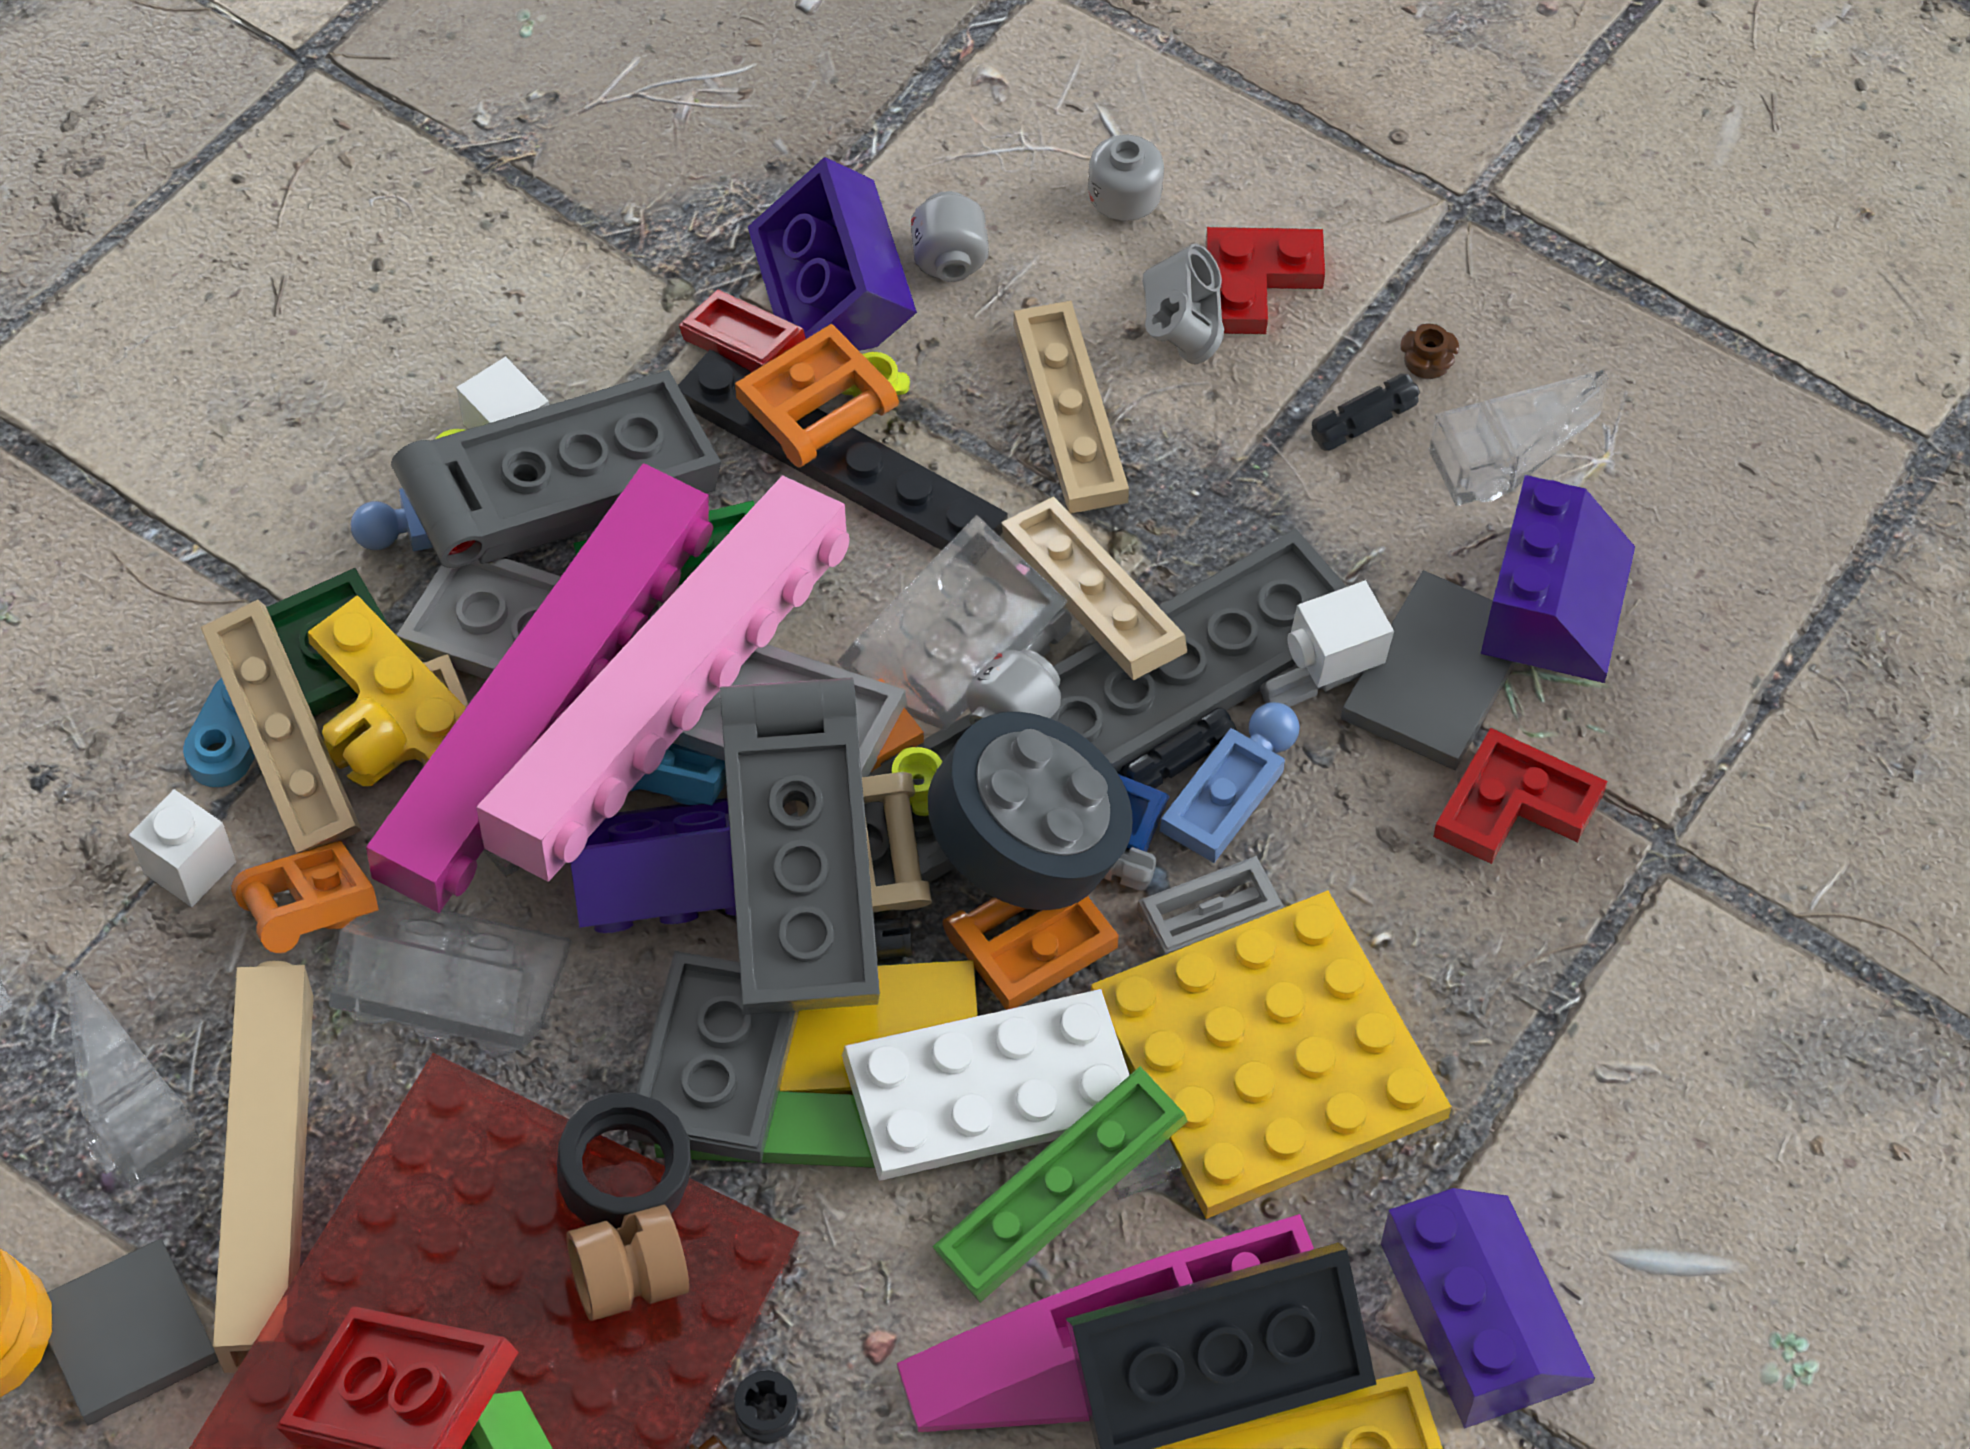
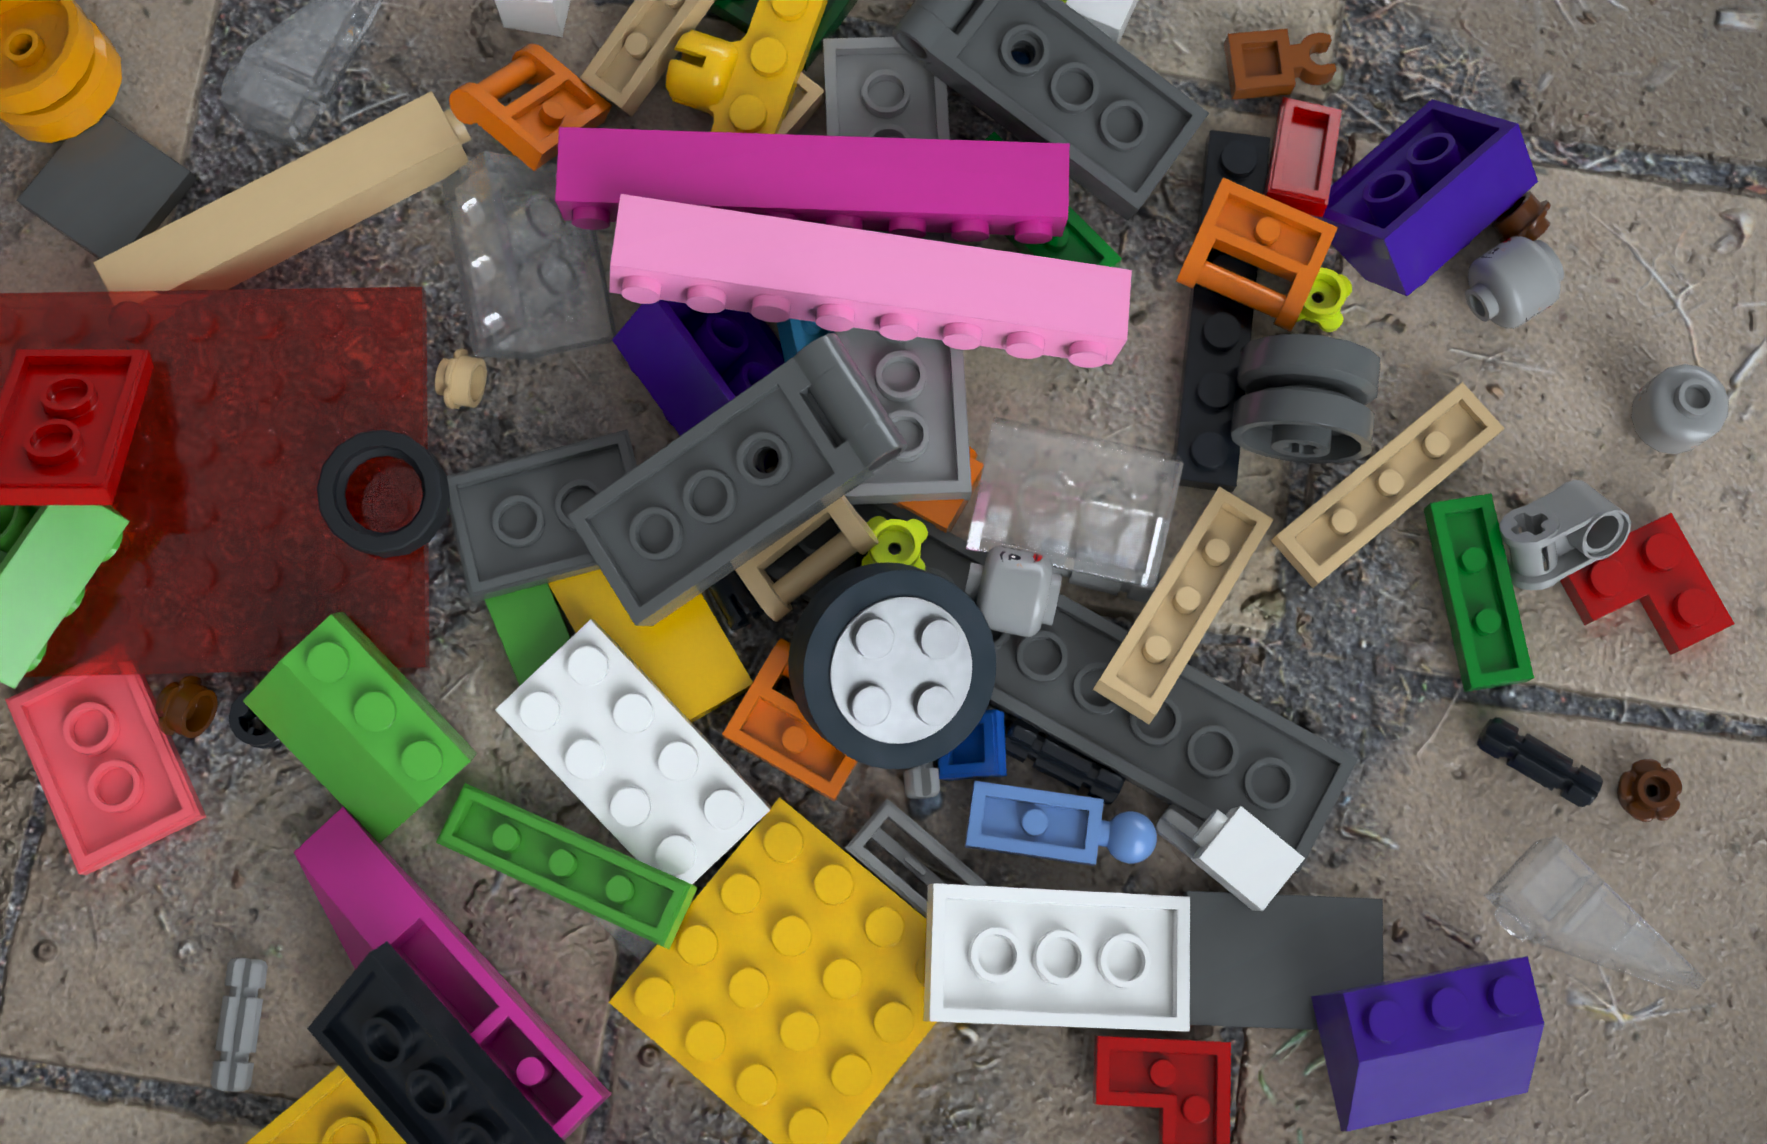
camera: 60 degrees right, 20 degrees up
(534, 1080) = (461, 380): none -> tan plate
(627, 1262) = (282, 539): medium nougat wheel -> none
(643, 321) = (1267, 63): none -> dark orange plate
(832, 1295) = (359, 725): none -> bright green slope
(899, 207) = (1523, 219): none -> reddish brown plate
(967, 415) = (1306, 398): none -> dark grey wheel
(1199, 386) = (1478, 592): none -> green plate
(1352, 822) = (1057, 958): none -> white plate

